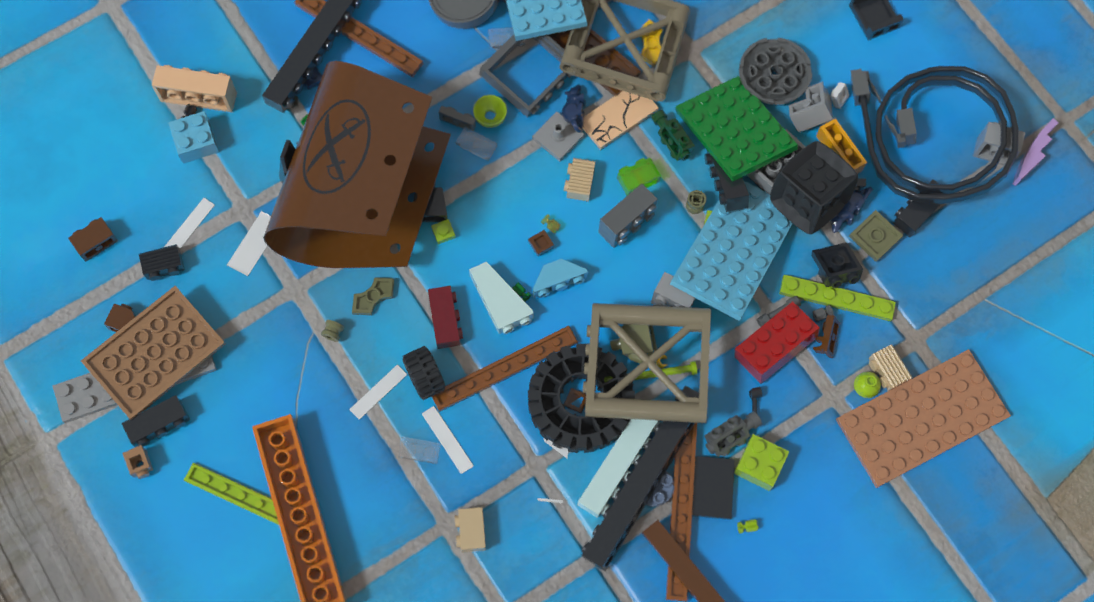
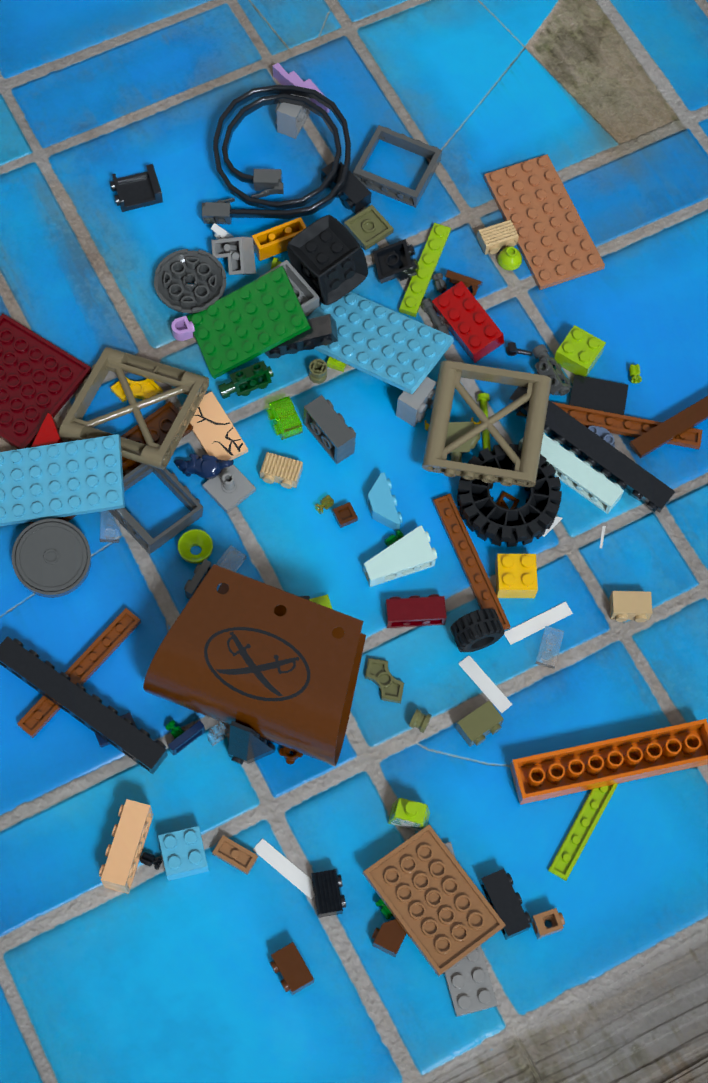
camera: 85 degrees left, 5 degrees down
(195, 181) = (235, 855): none -> medium nougat plate
(236, 325) = (409, 814): none -> lime torso
(251, 246) = (312, 798): white sticker -> none
(295, 121) = (186, 738): none -> dark blue tile
(331, 385) = (479, 724): none -> olive brick
(491, 411) = (516, 576): none -> yellow brick
(722, 72) = (182, 329): none -> lavender plate
(949, 288) = (391, 188): none -> dark grey window

